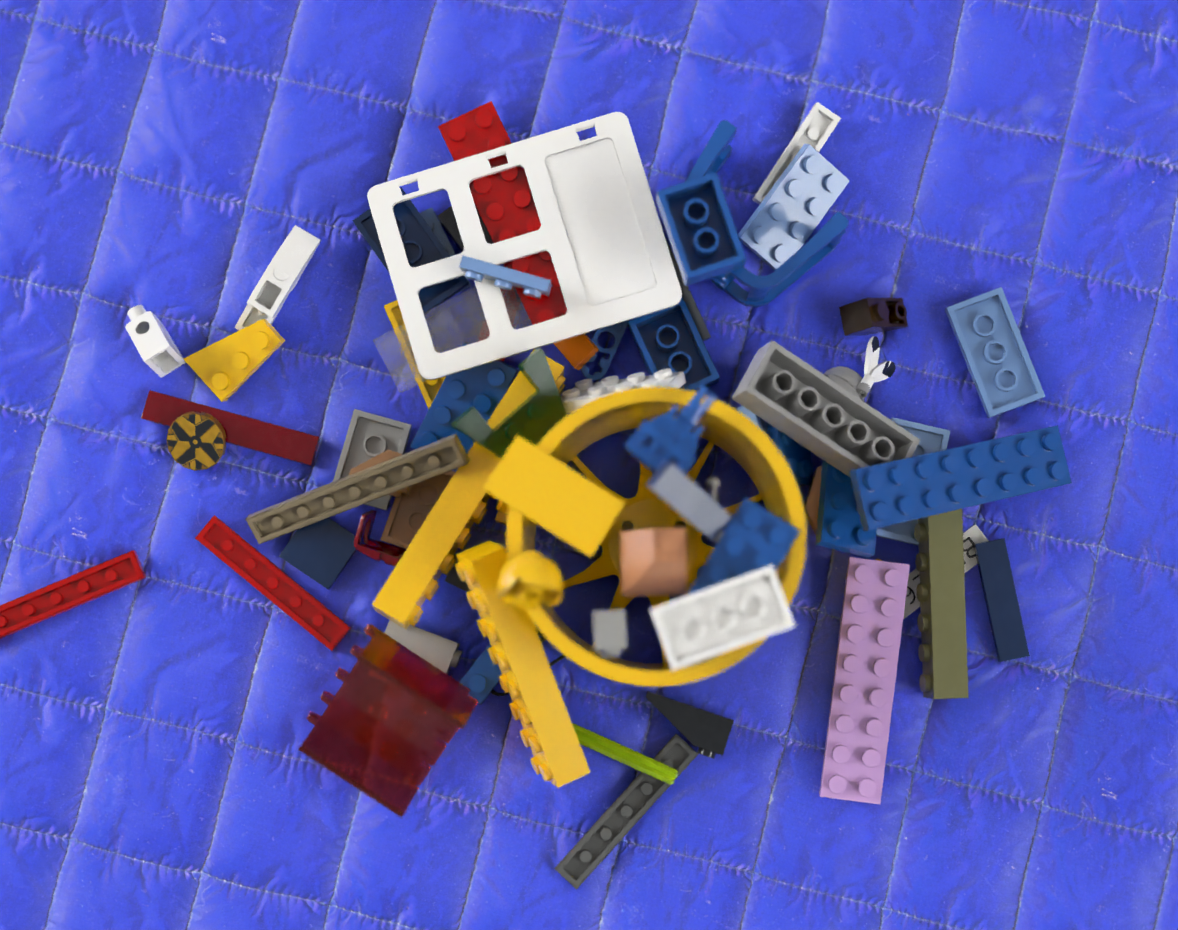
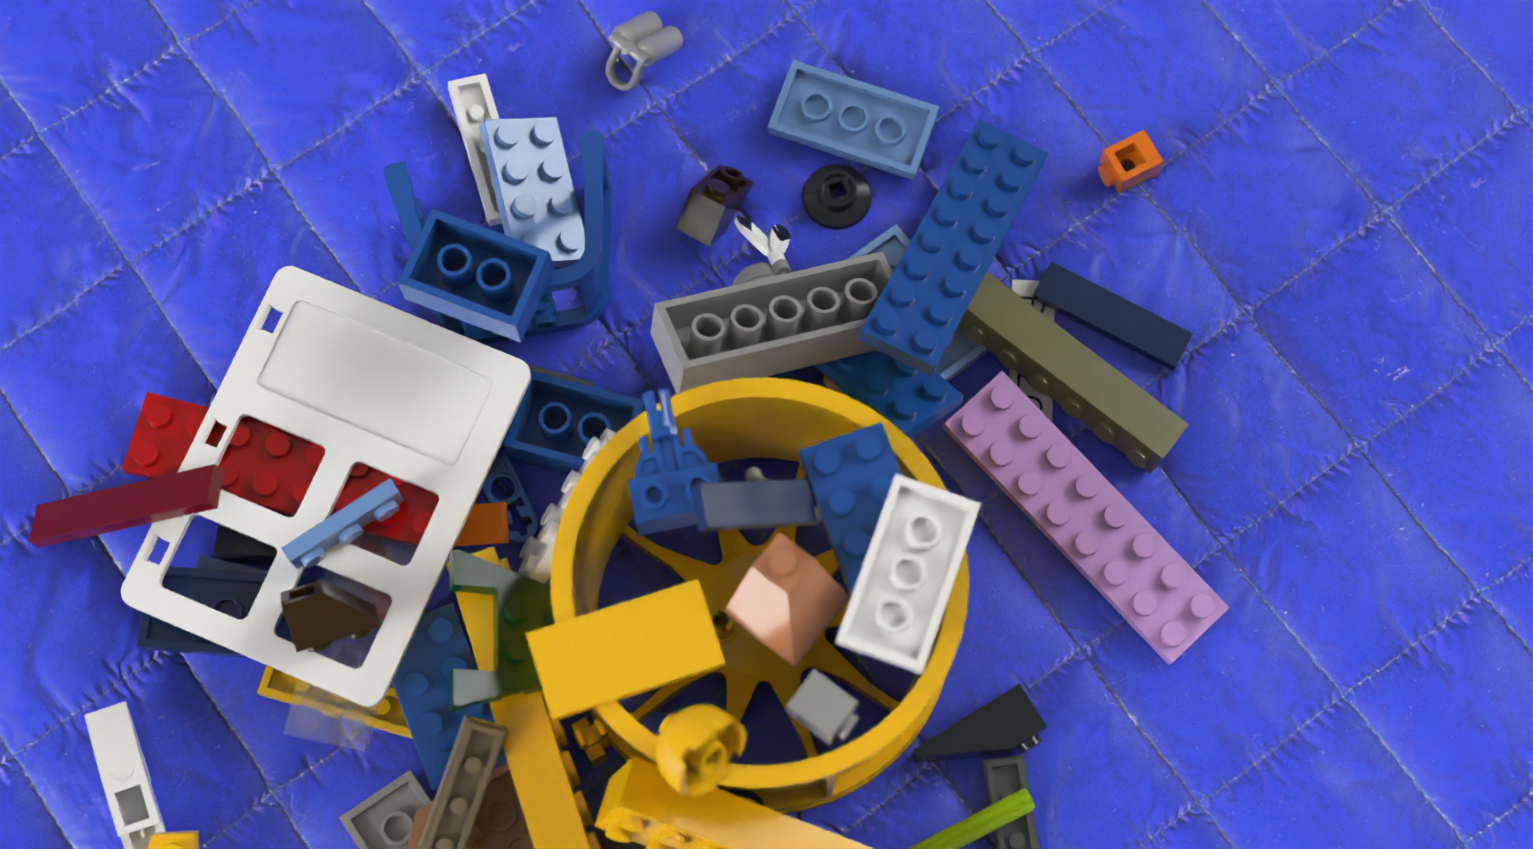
camera: 55 degrees left, 10 degrees down
(420, 148) = (127, 506): none -> dark red tile
(449, 309) = (326, 613): none -> dark brown slope
(933, 392) = (840, 211): none -> black piece
(937, 192) = (645, 42): none -> light grey piece
(1115, 534) = (1137, 153): none -> orange brick

